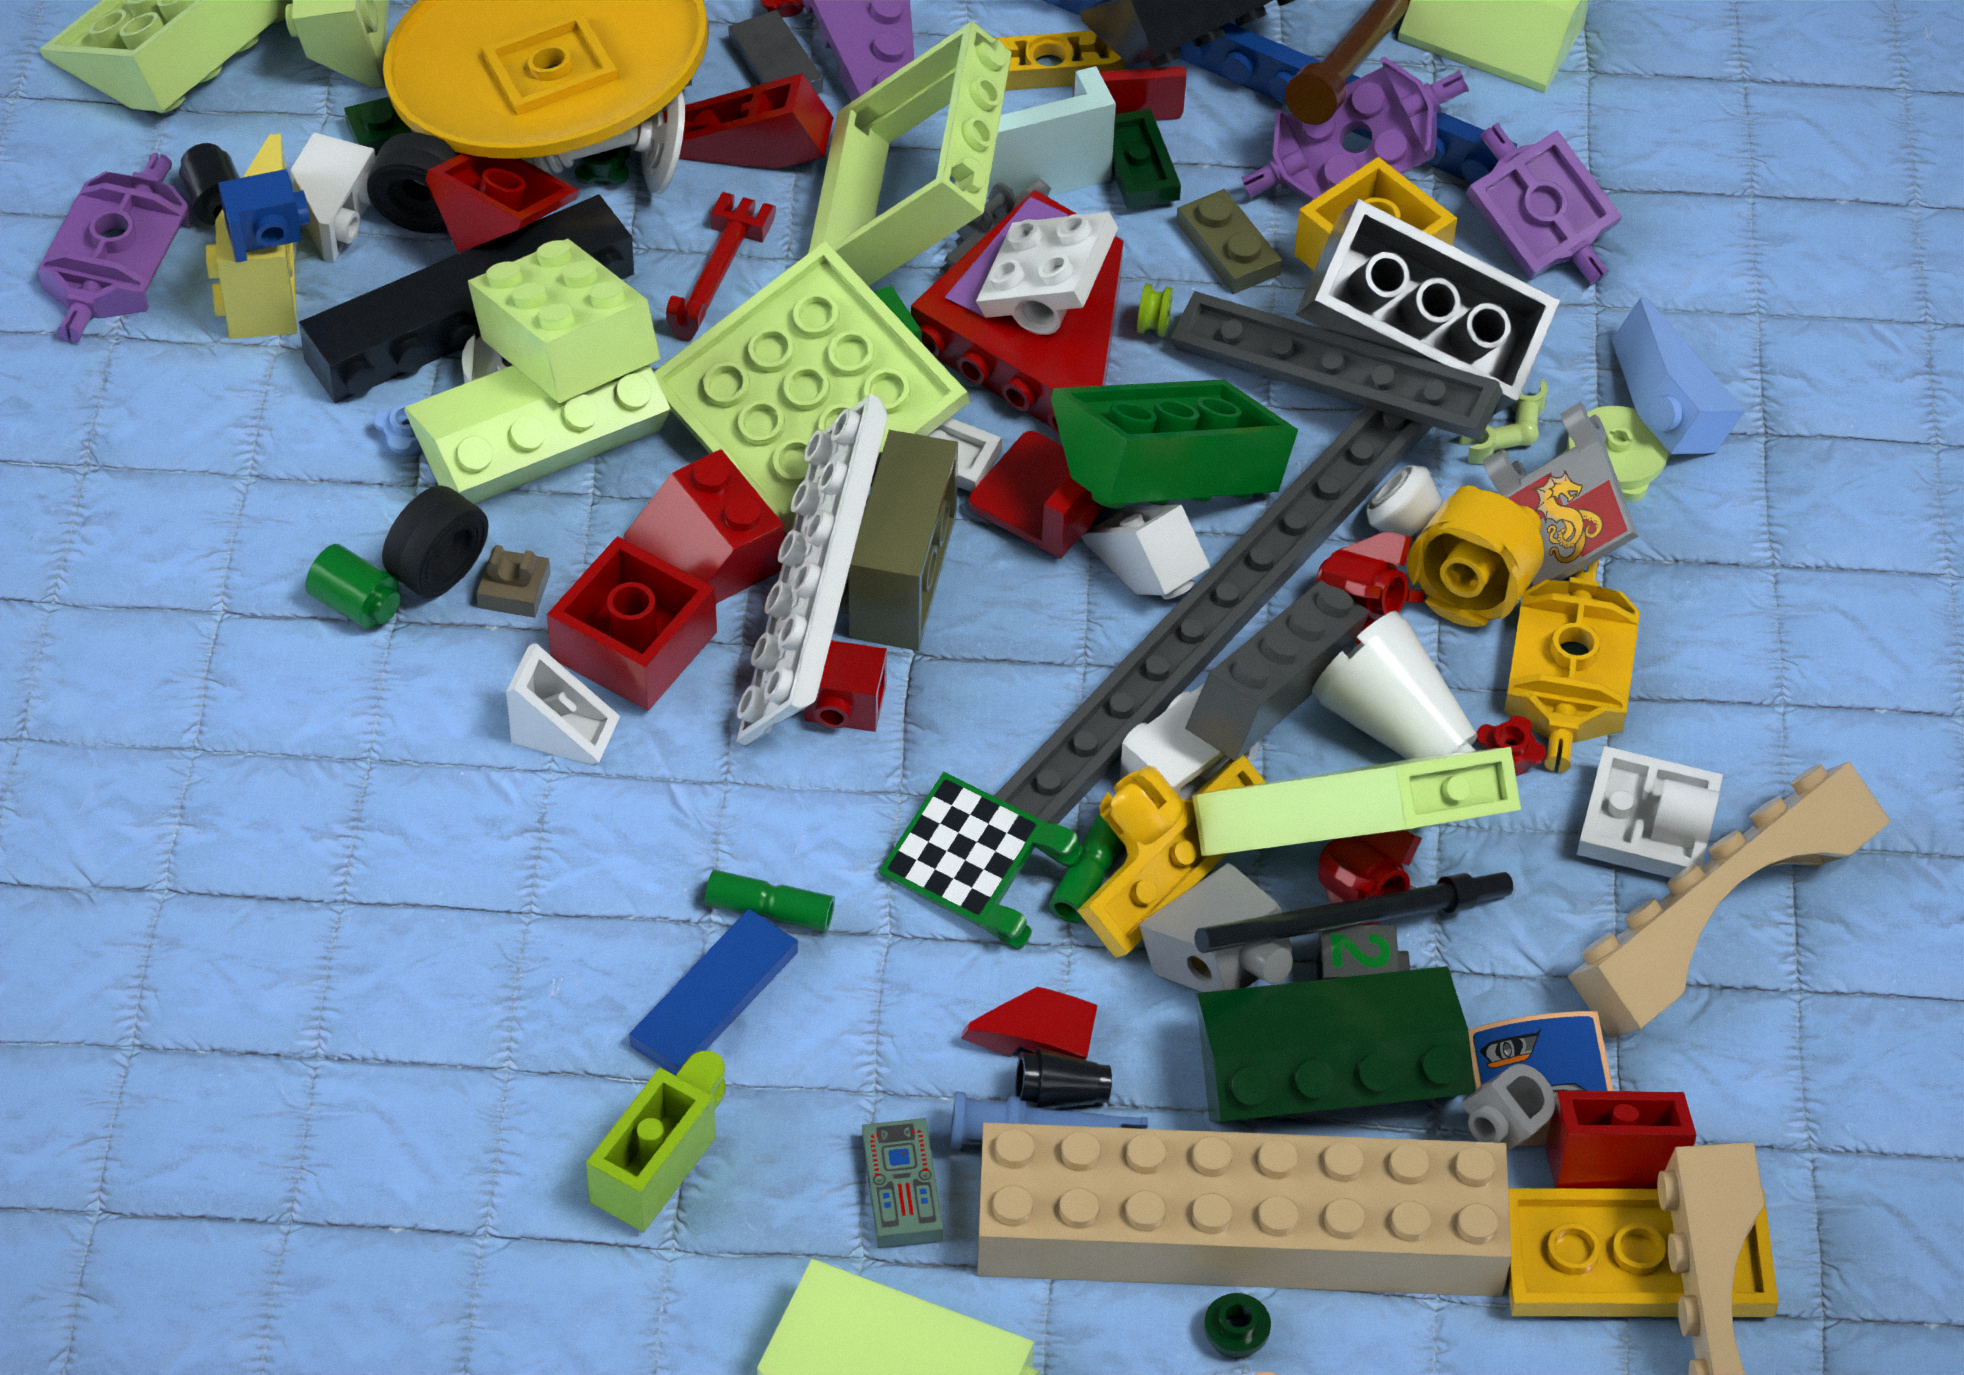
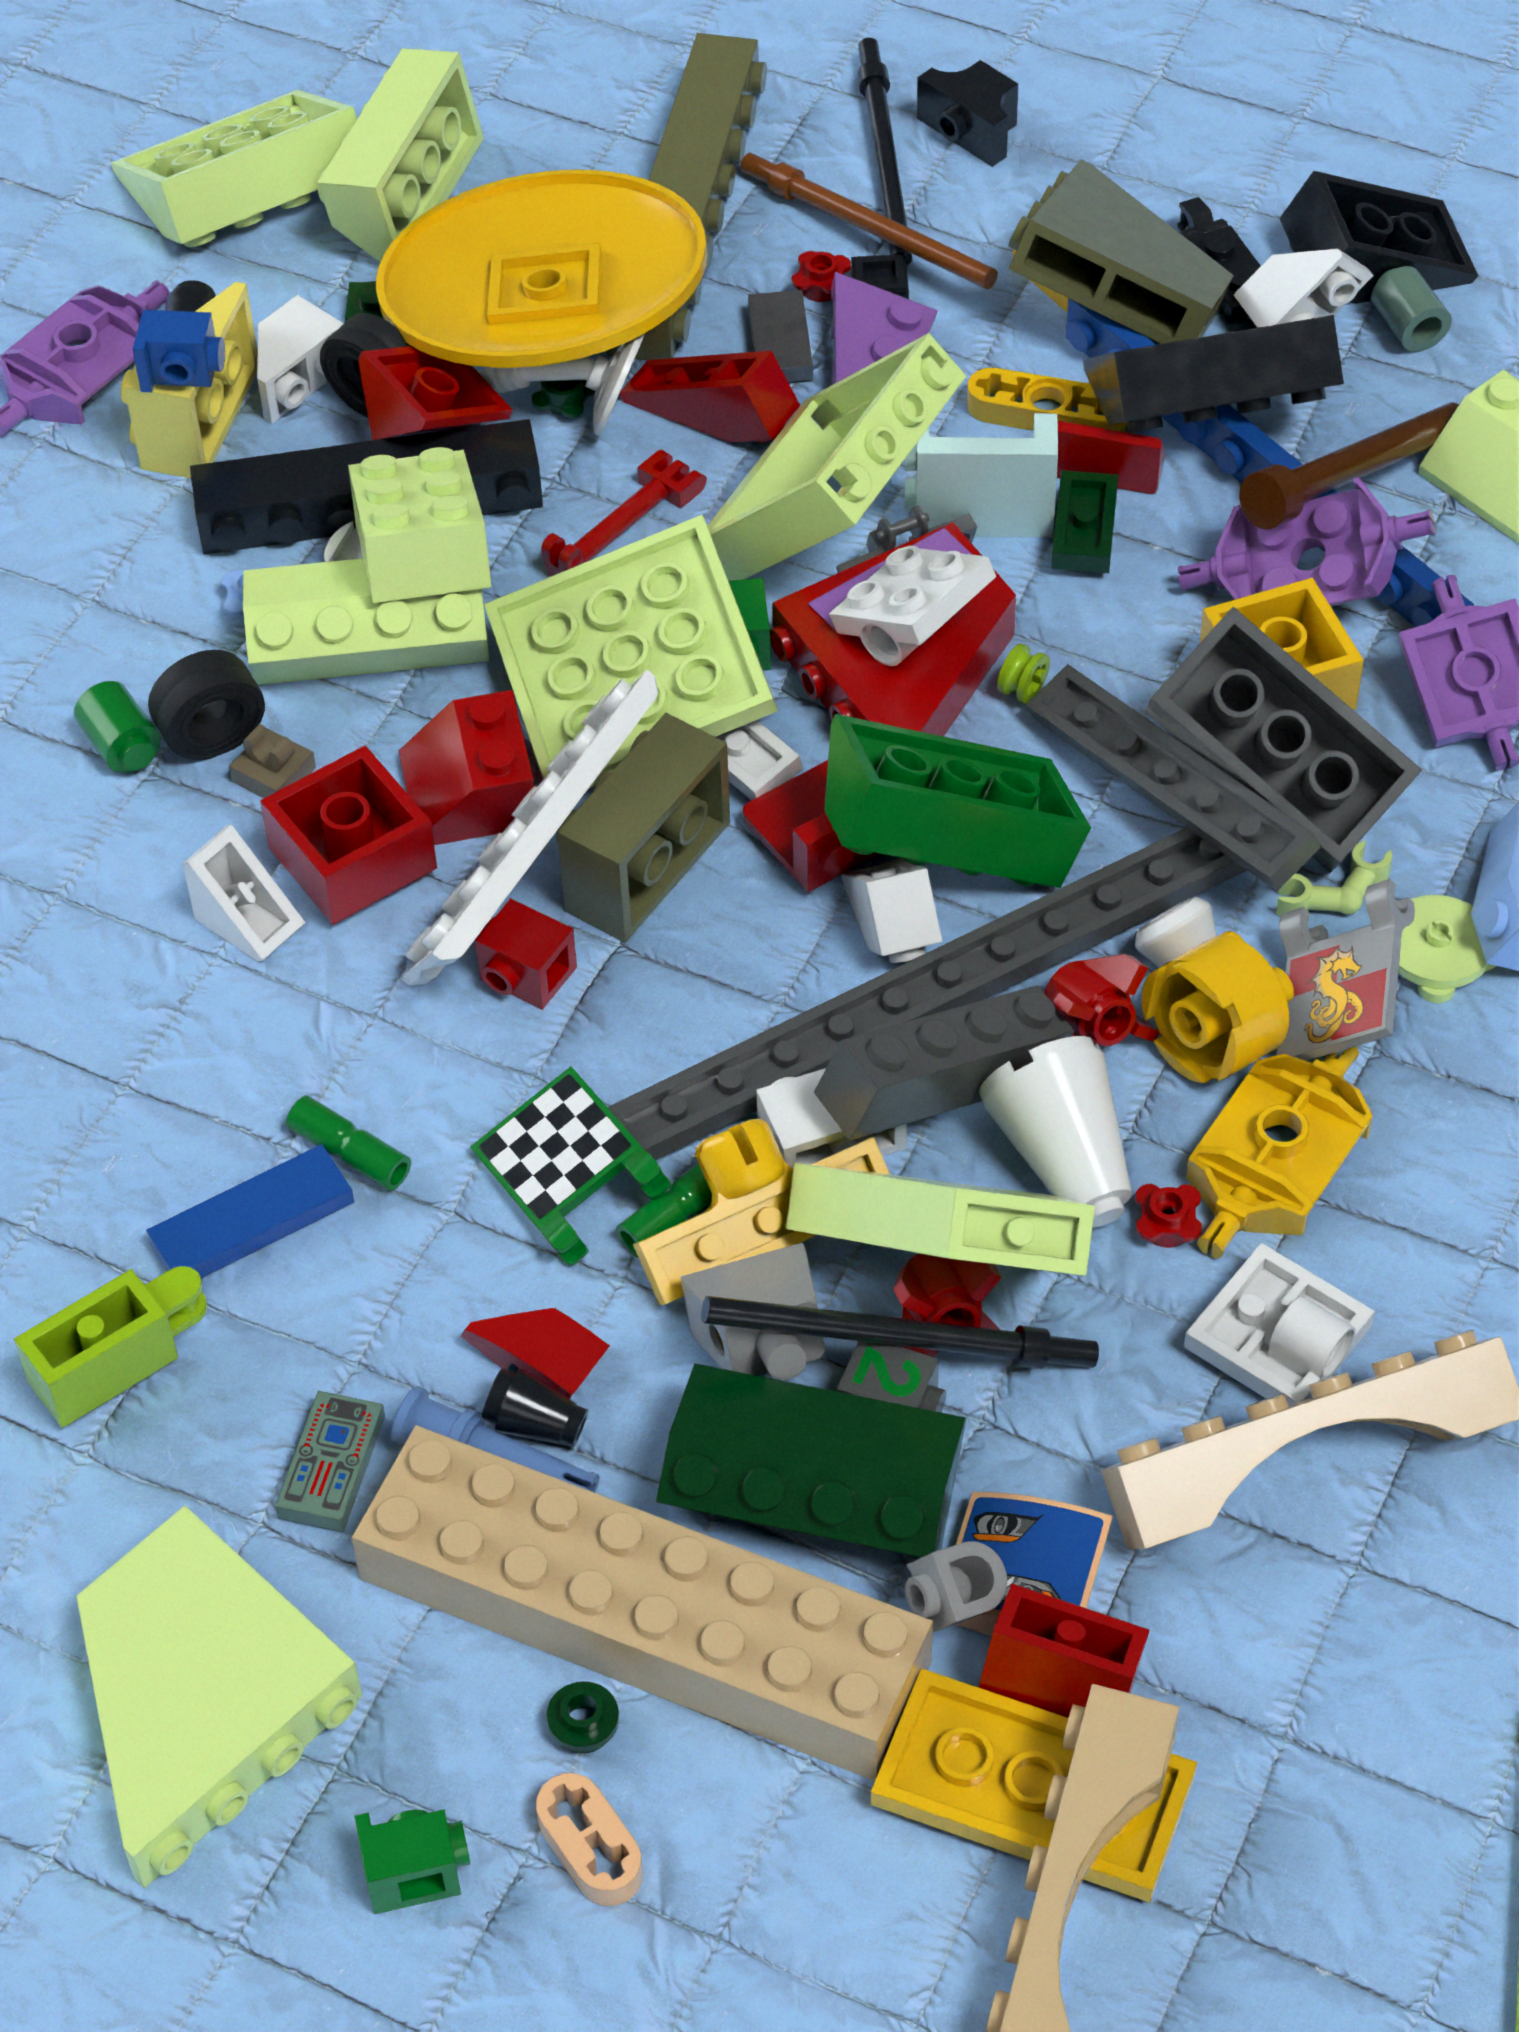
camera: 25 degrees right, 0 degrees up
(1229, 241) = (1138, 626): olive plate -> none

